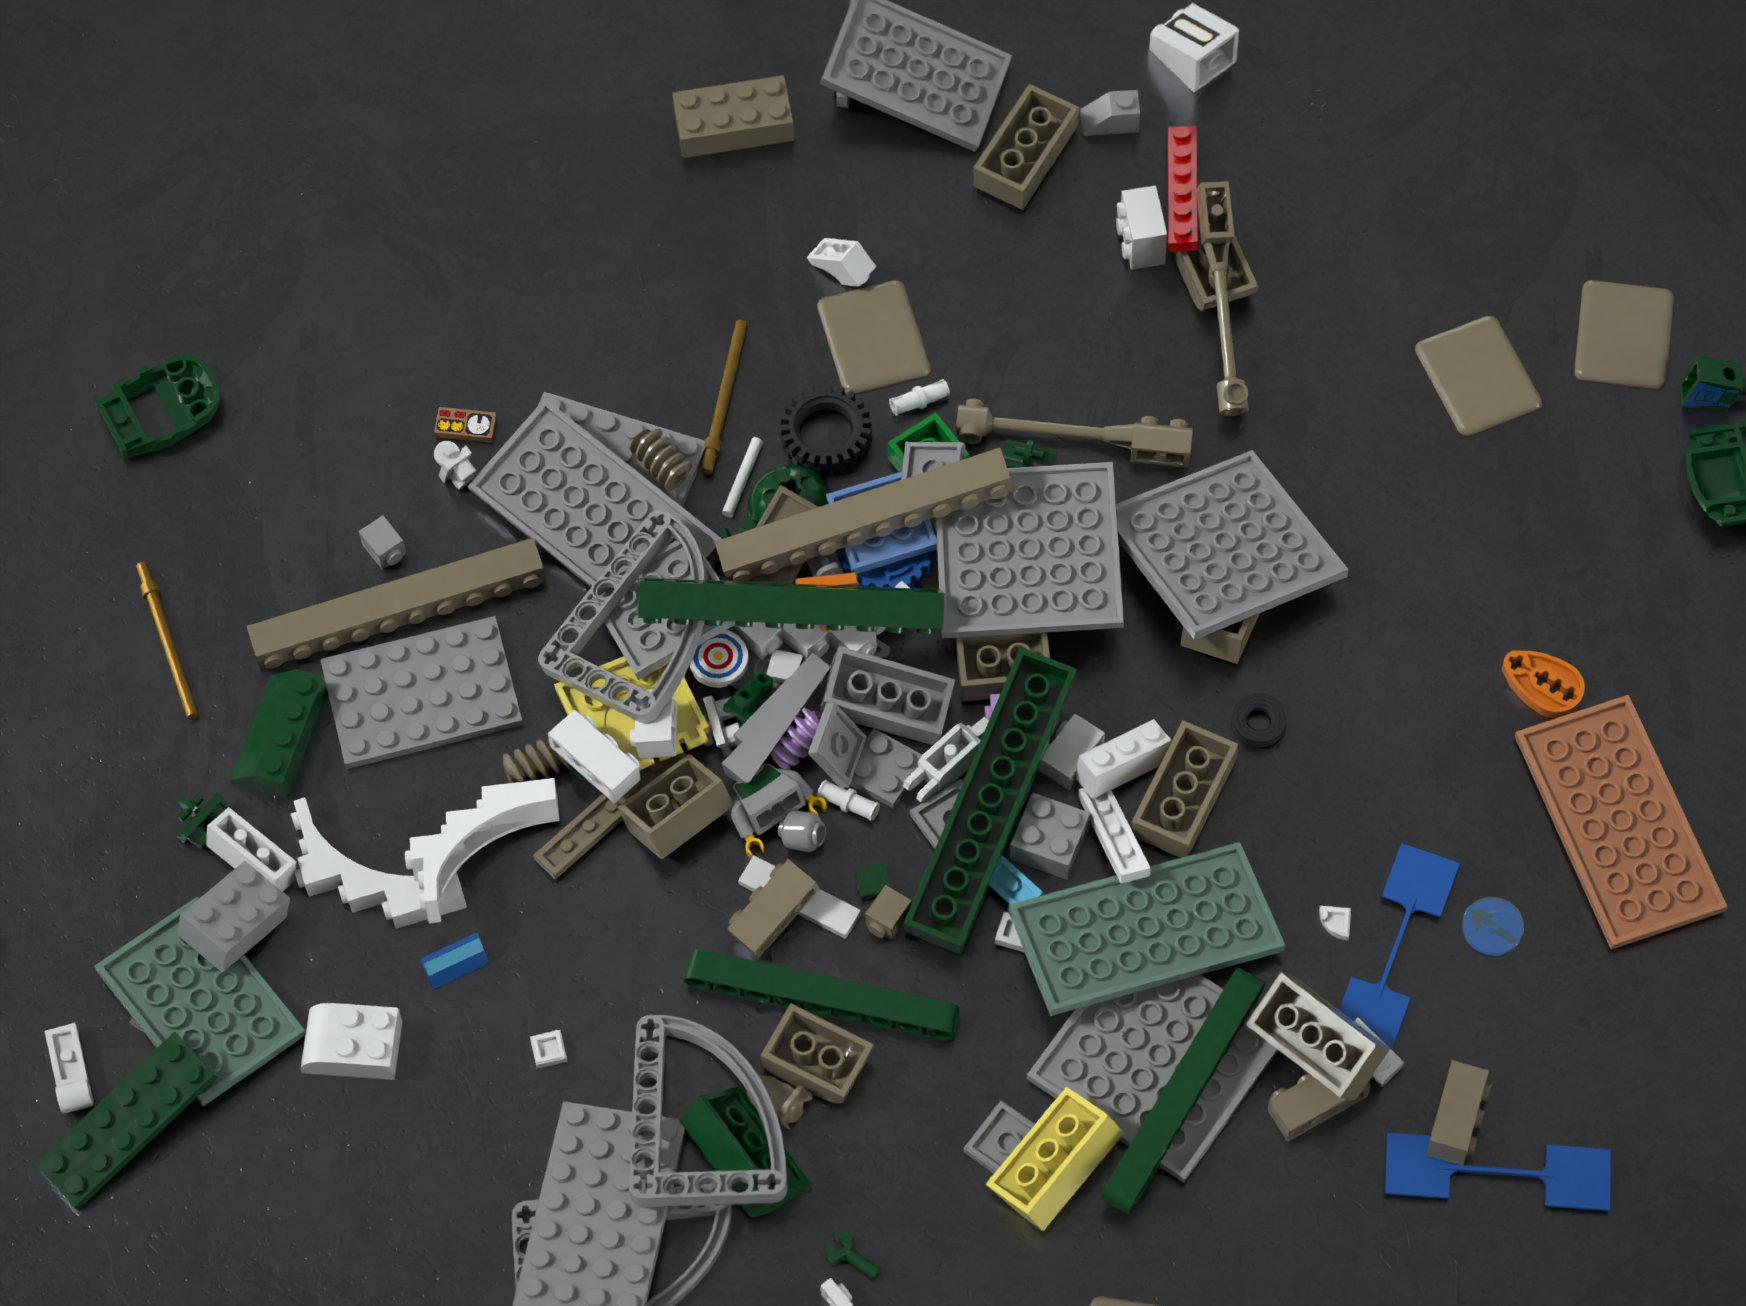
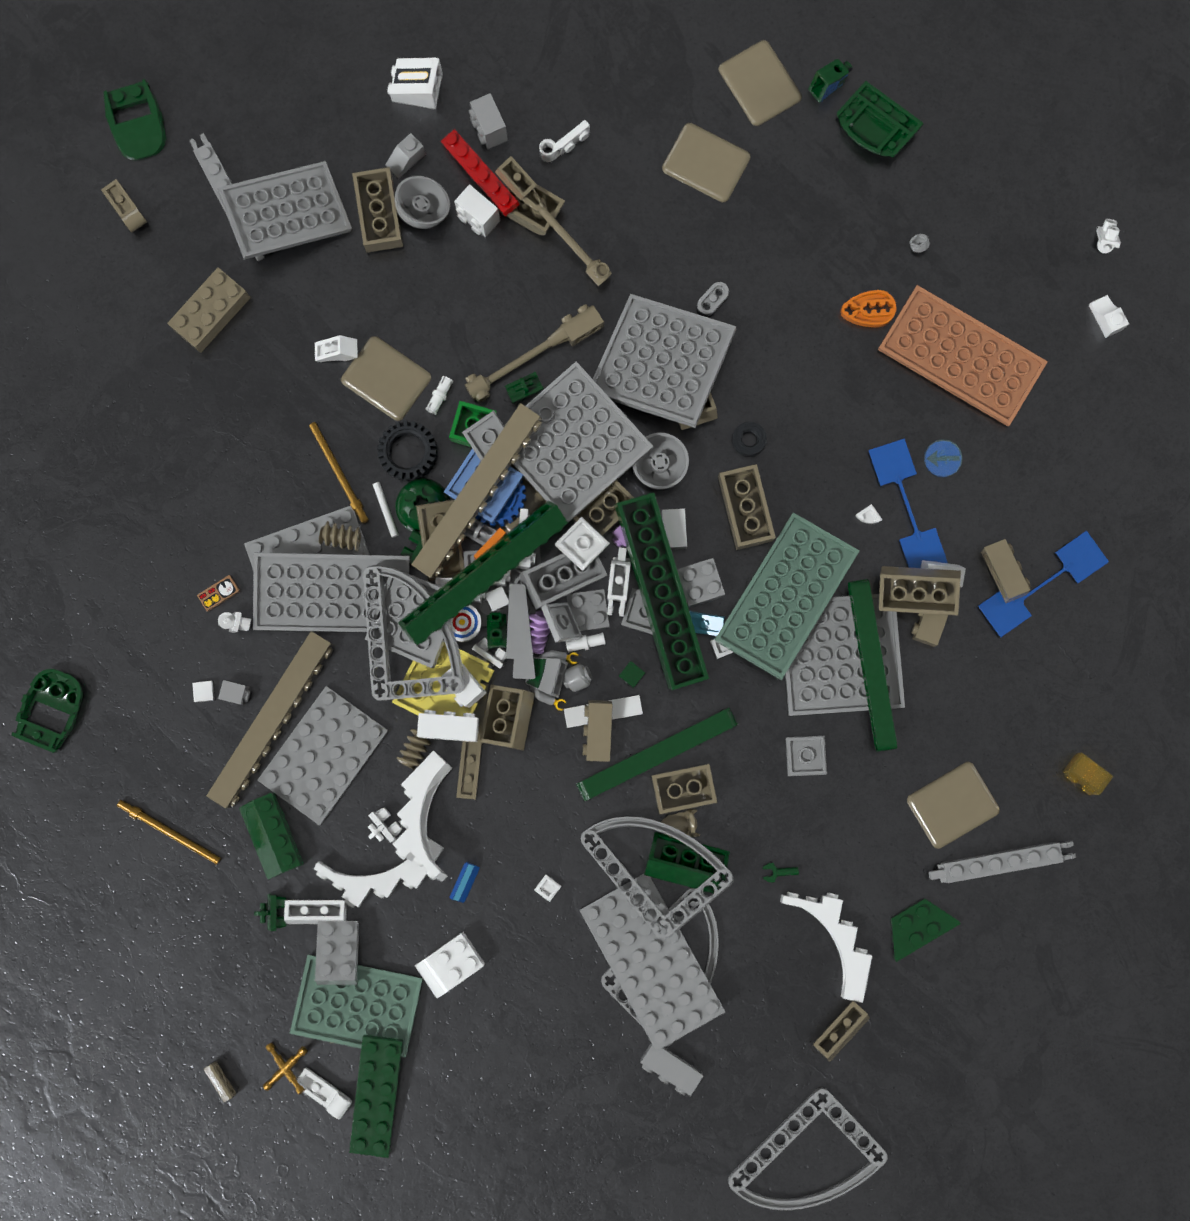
camera: 40 degrees left, 20 degrees up
(52, 1004) = (285, 1068): none -> pearl gold piece
(349, 517) = (203, 691): none -> white tile
(421, 809) = (389, 832): none -> white hips
(887, 913) = (654, 687): dark tan brick -> none
(940, 672) = (582, 544): none -> white tile
(1055, 1158) = (838, 749): light yellow slope -> none
(1083, 171) = (421, 202): none -> light grey piece
(1115, 836) = (731, 557): white plate -> none
(1122, 759) = (704, 515): white brick -> none
(1135, 650) = (667, 453): none -> light grey piece
(1241, 141) = (488, 121): none -> light grey brick
(1317, 232) = (565, 144): none -> white plate
(1349, 527) = (711, 299): none -> light grey plate
(1674, 651) = (919, 243): none -> light grey tile

